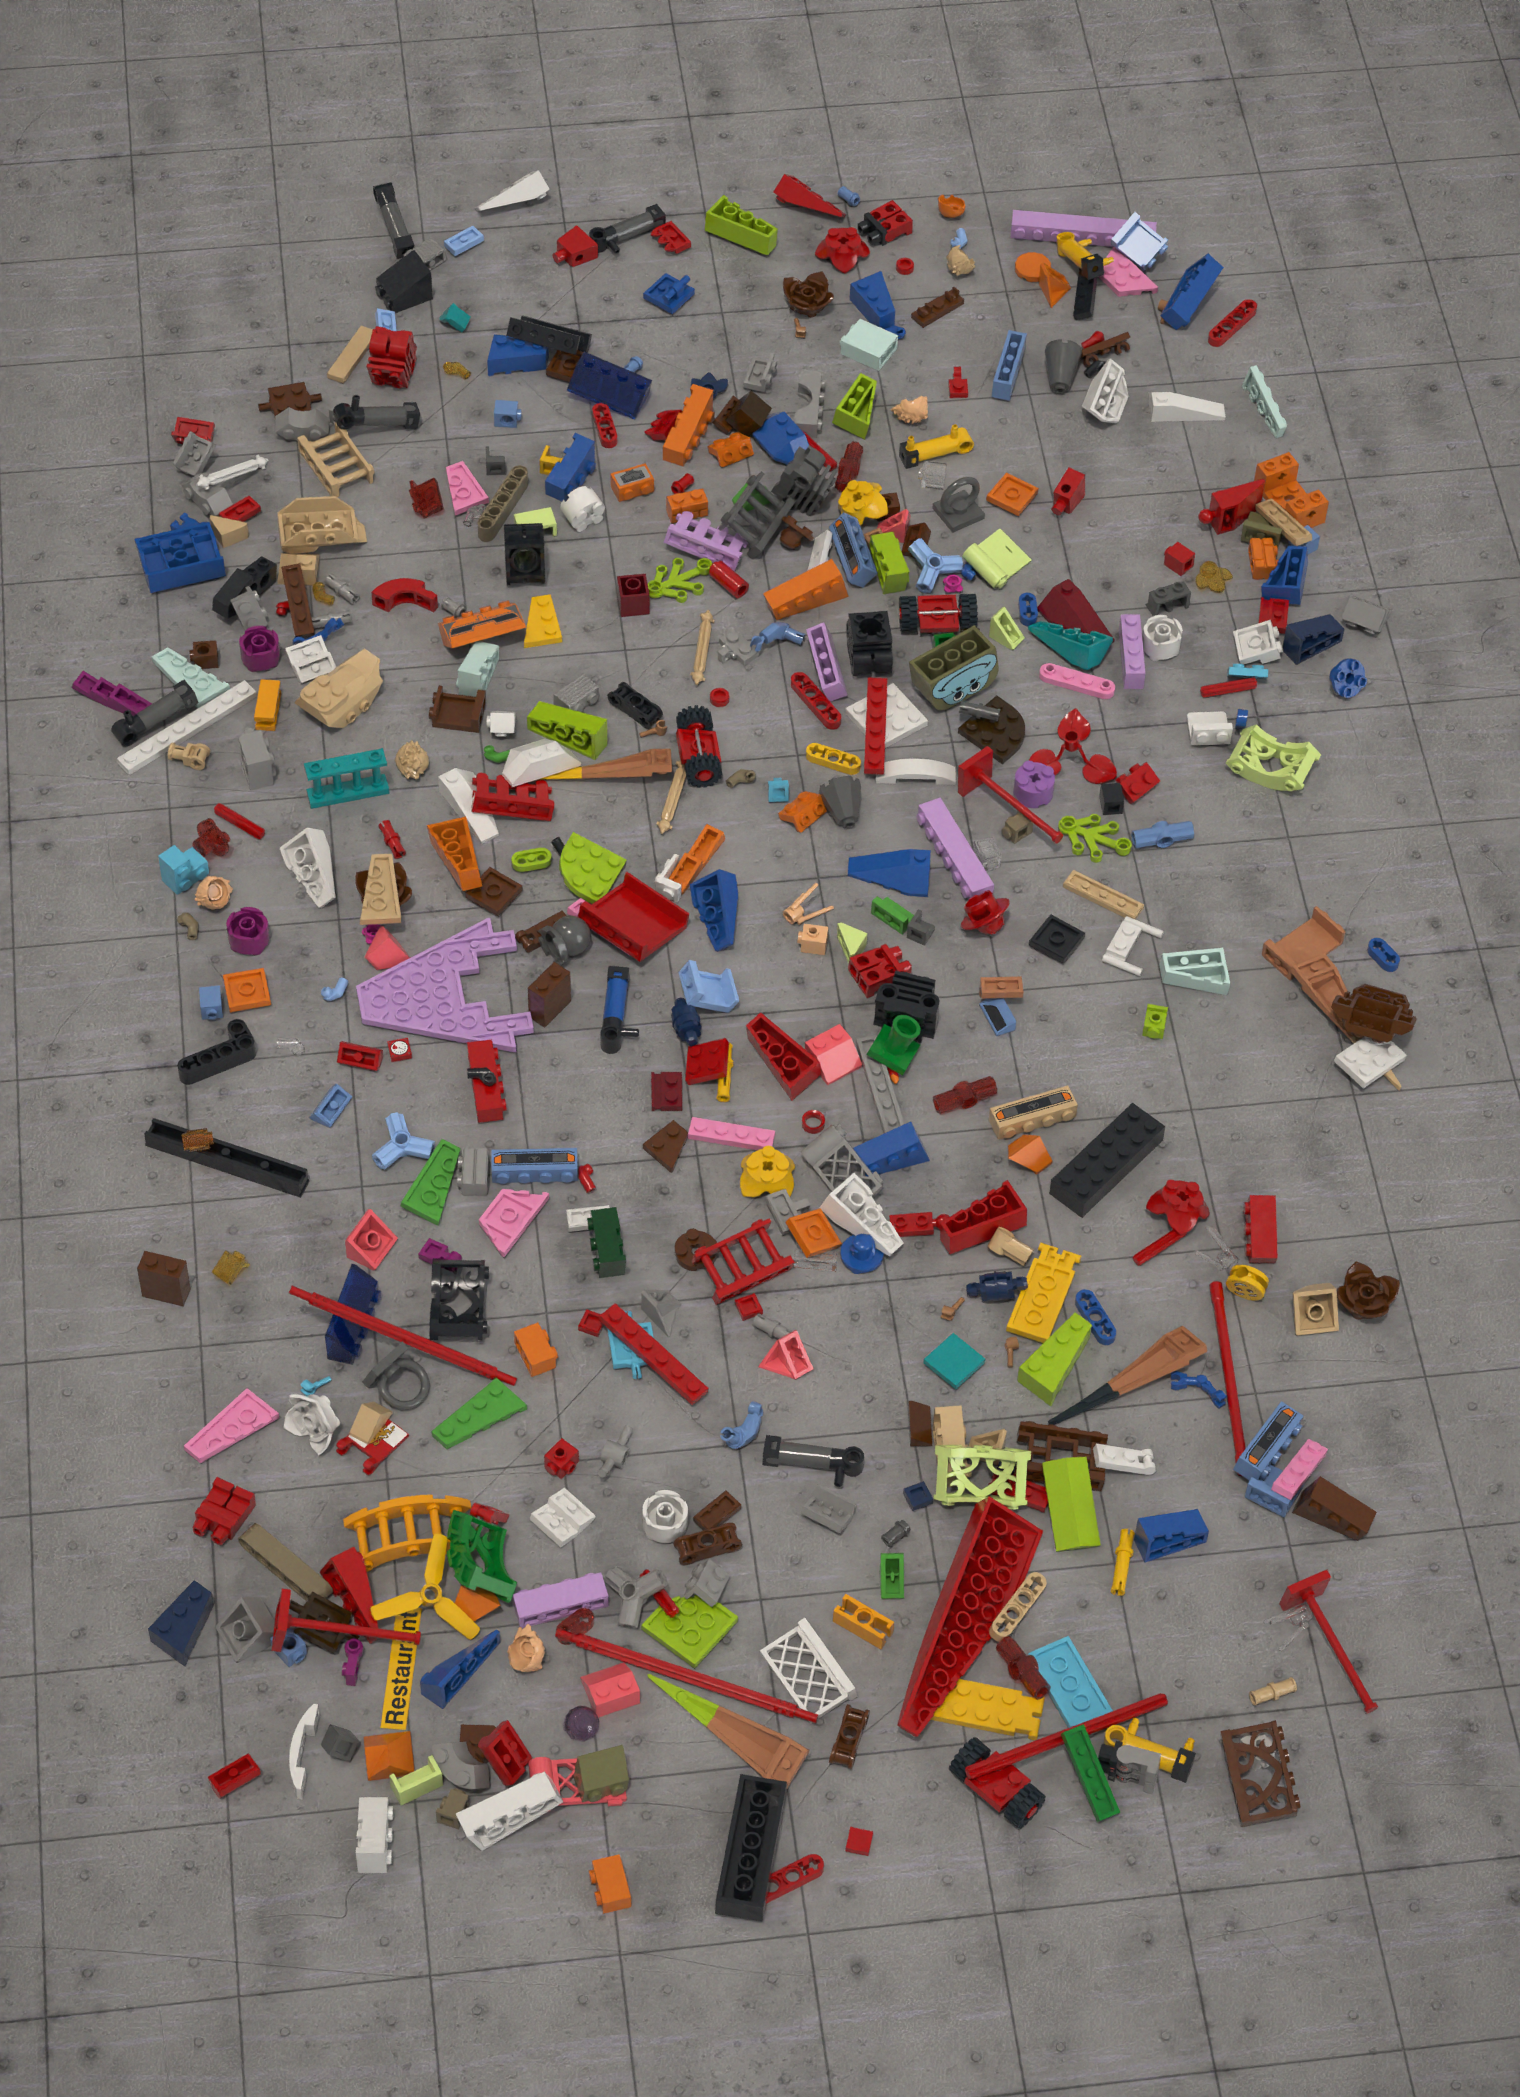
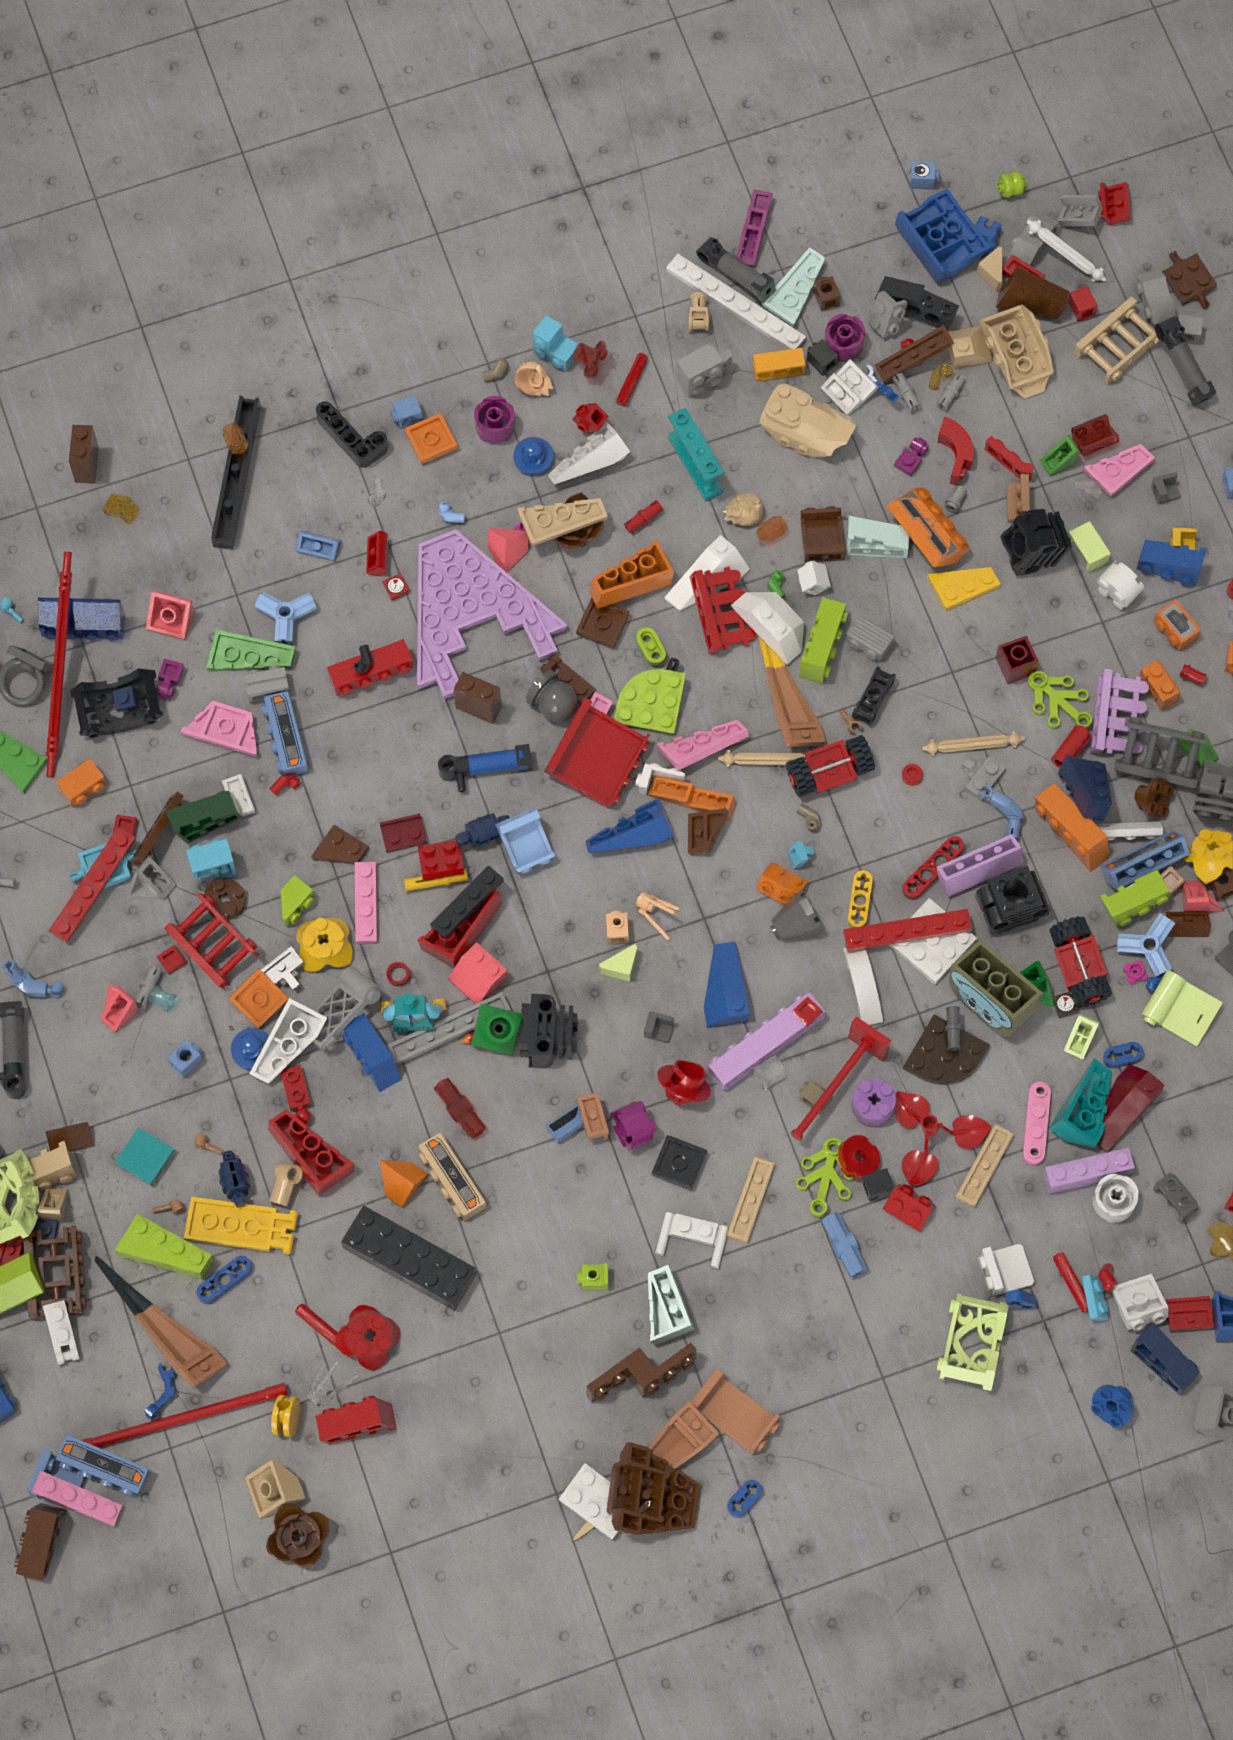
camera: 80 degrees right, 15 degrees up
(107, 560) = (923, 175): none -> medium blue brick
(144, 498) = (1011, 184): none -> lime piece
(262, 507) = (1034, 293): none -> reddish brown wedge
(272, 669) = (822, 357): none -> pearl dark grey brick
(273, 855) = (589, 417): none -> red brick
(288, 476) = (1082, 303): none -> red panel
(295, 912) = (533, 456): none -> blue plate
(400, 634) = (910, 460): none -> magenta plate
(428, 561) = (1007, 458): none -> red plate
(438, 522) = (1060, 456): none -> bright green slope
(439, 744) = (771, 529): none -> clear orange brick
(456, 1290) = (125, 699): none -> dark blue plate
(472, 560) = (1018, 498): none -> medium nougat bracket
(502, 503) = (1118, 505): dark tan beam -> none
(608, 1287) = (143, 850): none -> reddish brown plate
(646, 840) = (692, 749): none -> bright pink wing
(658, 1239) = (212, 860): none -> medium azure brick
(714, 1189) = (294, 899): none -> lime slope
(733, 854) = (704, 830): none -> reddish brown wing
(765, 1038) = (467, 902): none -> black plate
(777, 564) = (1089, 786): none -> dark blue wedge
(791, 1317) = (162, 998): none -> clear light blue bush
(861, 1316) = (185, 1067): none -> medium blue brick
(864, 1108) = (412, 1012): none -> torso
(877, 968) = (594, 996): red hips -> none
(891, 914) = (672, 997): bright green panel -> none
(939, 808) = (807, 1011): none -> red tile
(1017, 958) = (633, 1125): none -> magenta brick
(1083, 806) = (849, 1162): none -> red plate
(1109, 725) = (984, 1165): none -> tan tile
(1229, 659) = (1106, 1277): none -> red arm
(1258, 998) = (641, 1373): none -> reddish brown bracket

